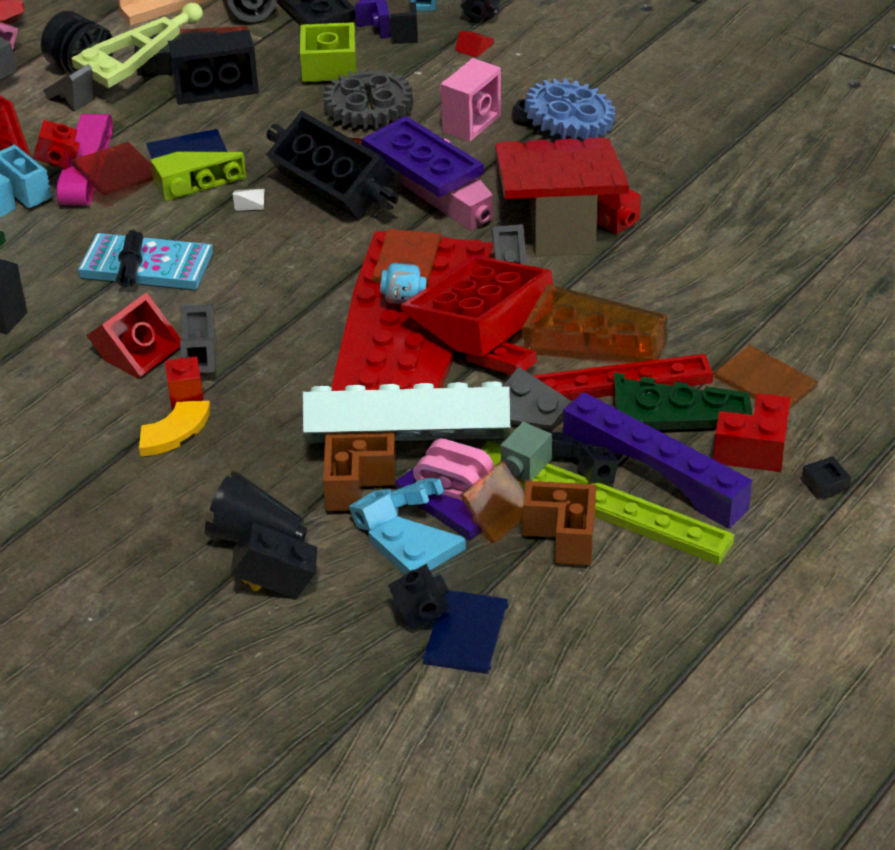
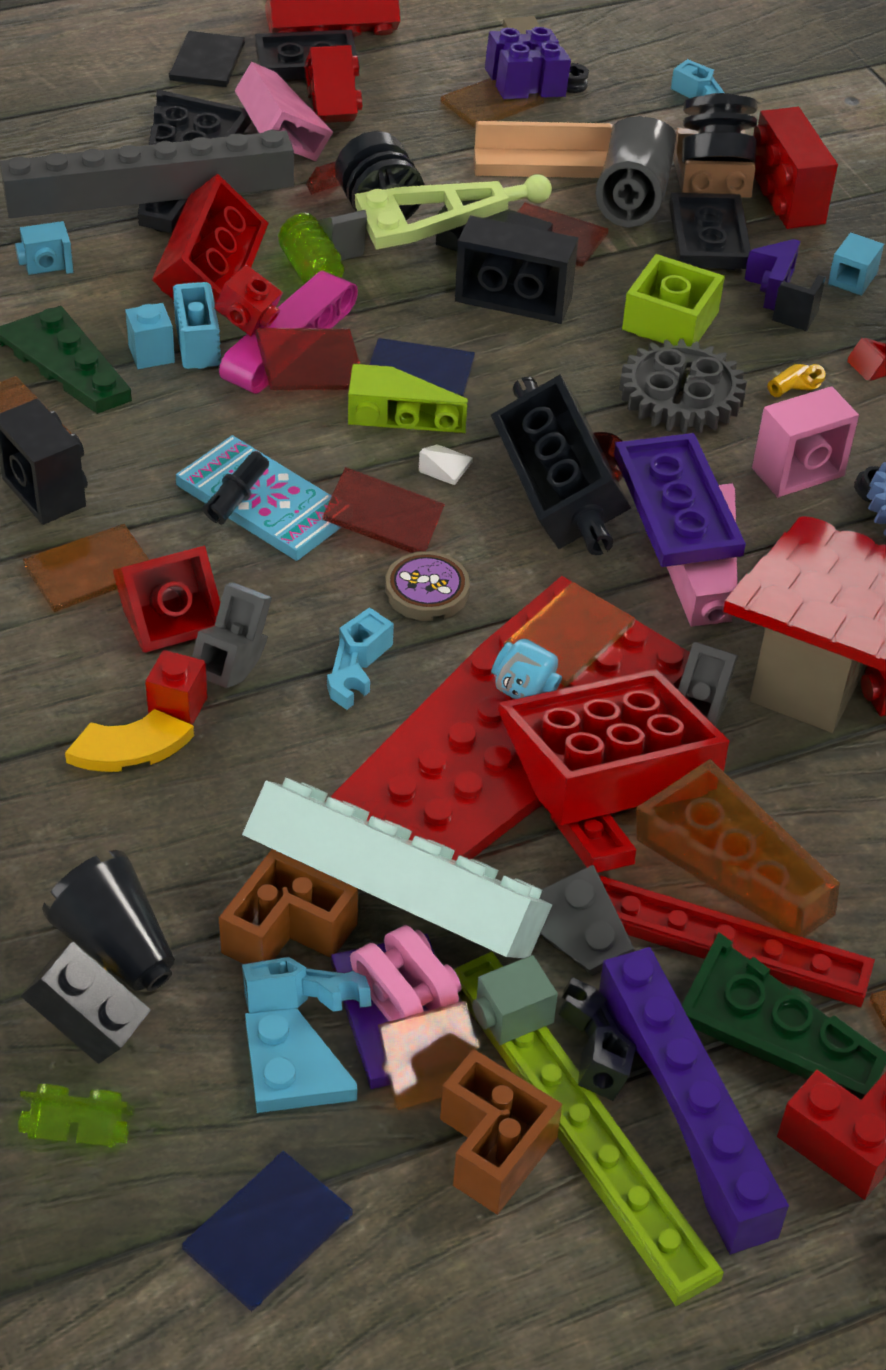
camera: 25 degrees right, 5 degrees up
(32, 59) = (322, 178): none -> clear red tile
(58, 346) = (83, 566): none -> clear orange piece
(59, 104) = (309, 247): none -> clear neon green piece
(233, 239) = (383, 511): none -> clear red piece
(277, 318) = (375, 637): none -> medium azure piece
(293, 269) = (427, 585): none -> tile
(294, 627) = (54, 1110): none -> clear neon green hinge
(420, 596) = (229, 1151): black brick -> none
(435, 69) = (798, 378): none -> yellow arm

